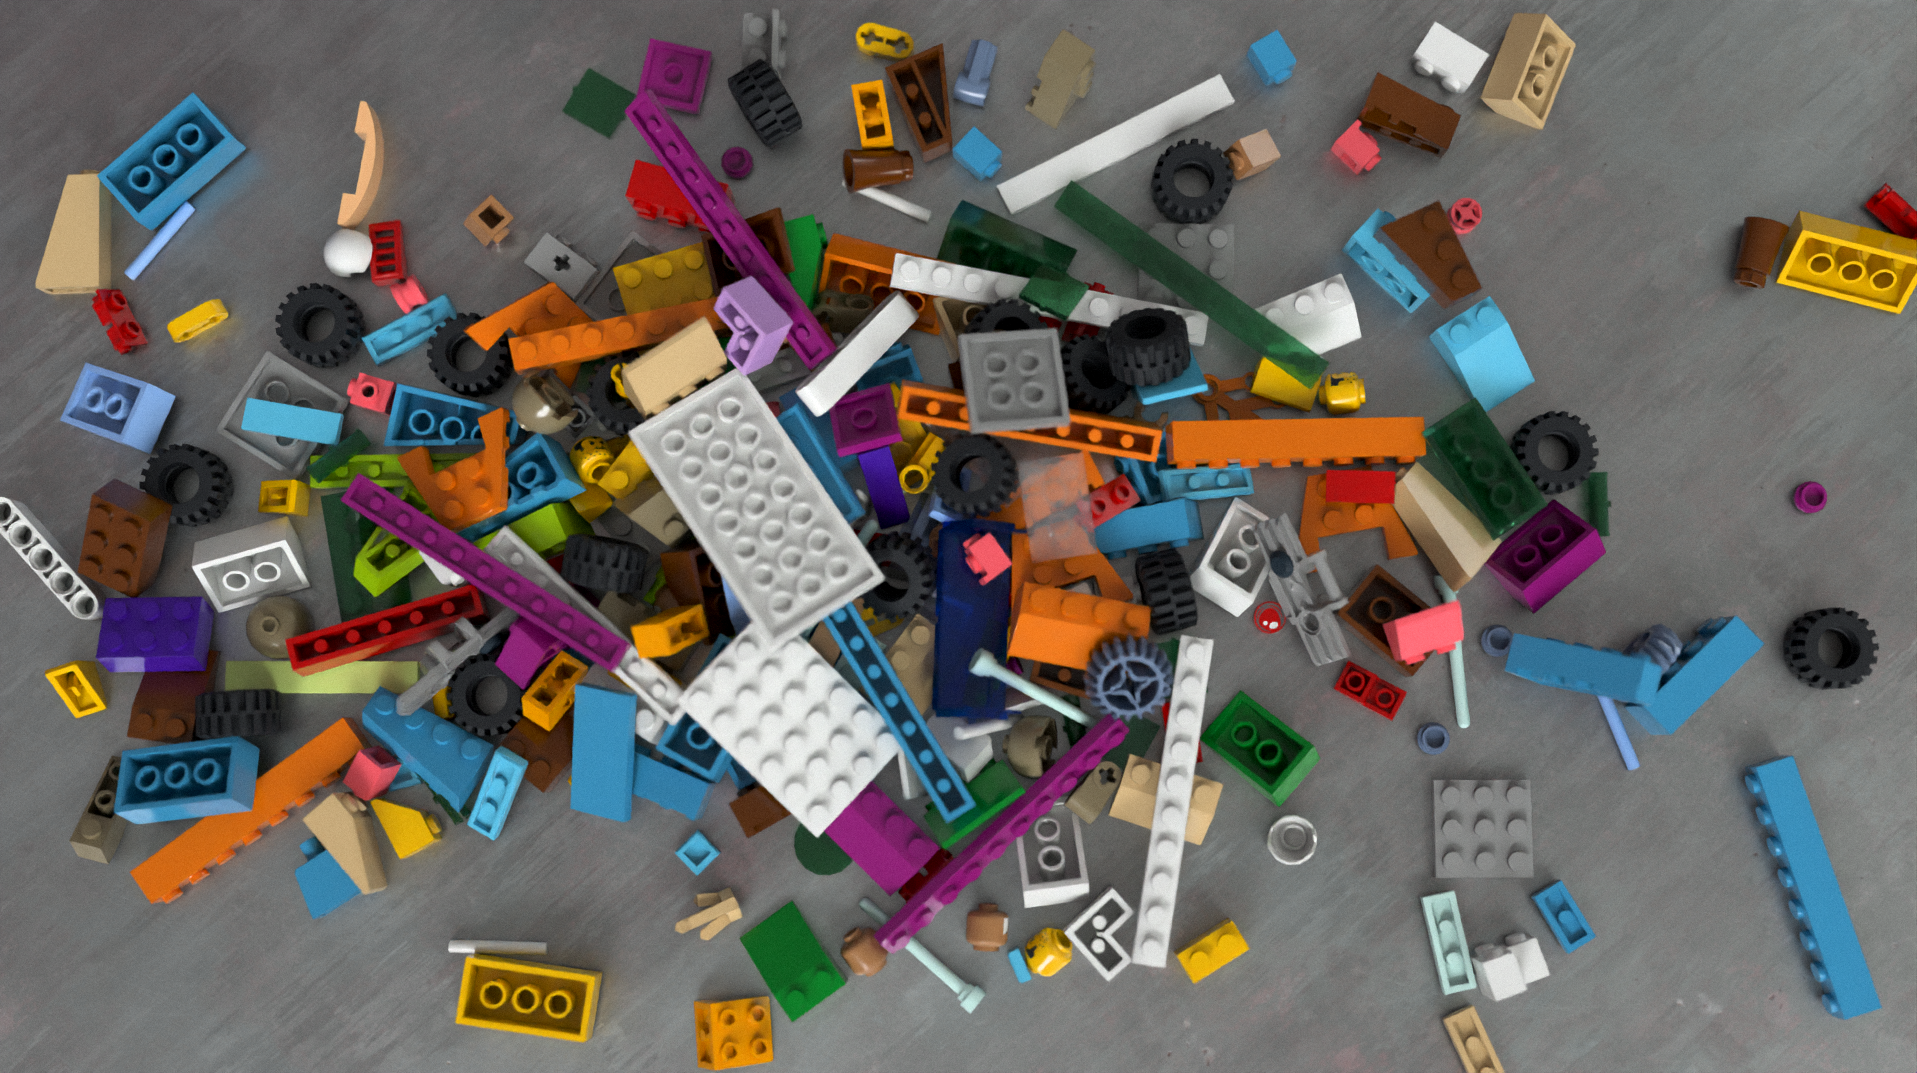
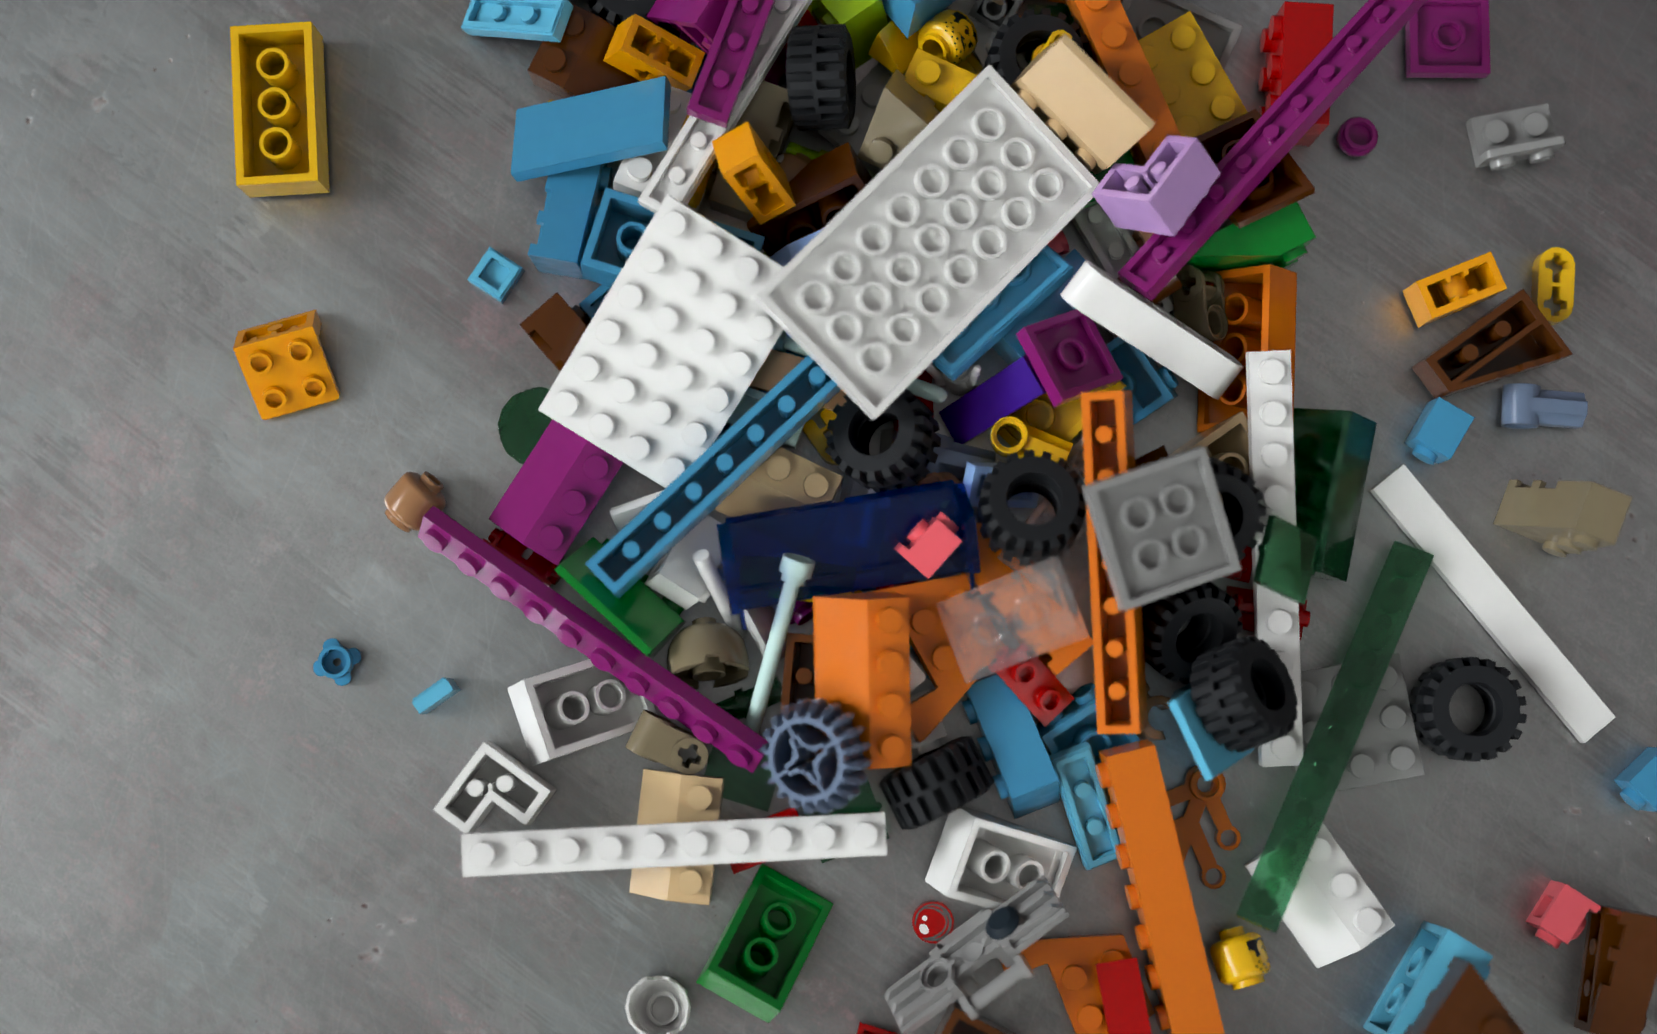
camera: 70 degrees right, 0 degrees up
(498, 947) = (335, 63): white bar -> none
(723, 912) = (430, 318): tan rock -> none
(765, 102) = (1442, 150): black tyre -> none
(793, 961) = (385, 418): green slope -> none
(876, 168) = (1391, 307): reddish brown plant -> none
(897, 202) = (1355, 331): white bar -> none
(968, 994) = (387, 640): light aqua piece -> none
(976, 1047) = (325, 664): none -> dark azure plate
(987, 927) = (473, 646): medium nougat head -> none
(1048, 951) = (458, 727): yellow head -> none
(1211, 950) = (500, 932): yellow brick -> none
(1252, 154) = (1521, 779): medium nougat brick -> none
(1279, 386) = (1229, 877): yellow slope -> none

